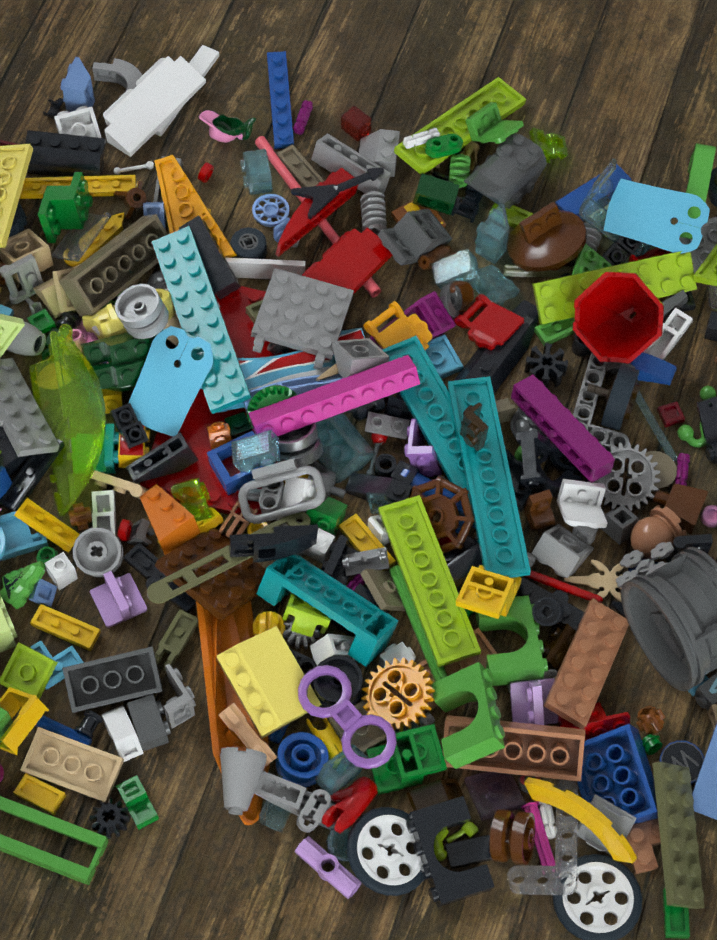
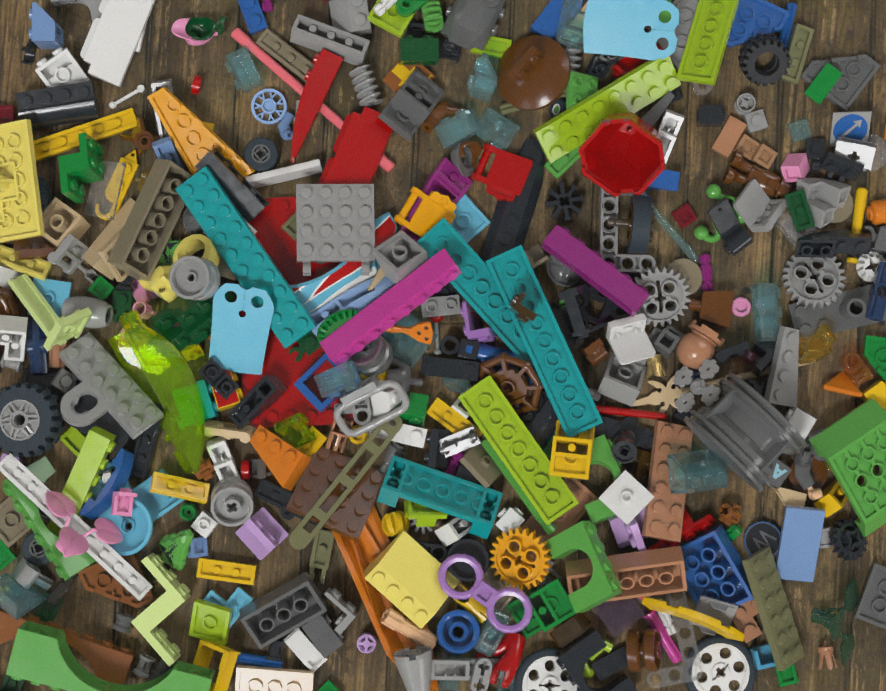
camera: 15 degrees left, 25 degrees up
(192, 742) = (366, 646): none -> lavender wheel
(218, 434) = (299, 362): orange bracket -> none
(272, 546) = (387, 457): black slope -> none
(326, 193) = (316, 88): black piece -> none
(350, 432) = (413, 331): none -> orange piece
(536, 656) = (626, 497): none -> white plate
(603, 543) = (656, 364): none -> pearl gold piece
(621, 661) = (696, 472): none -> clear light blue slope
(652, 893) = (762, 656): none -> dark azure panel

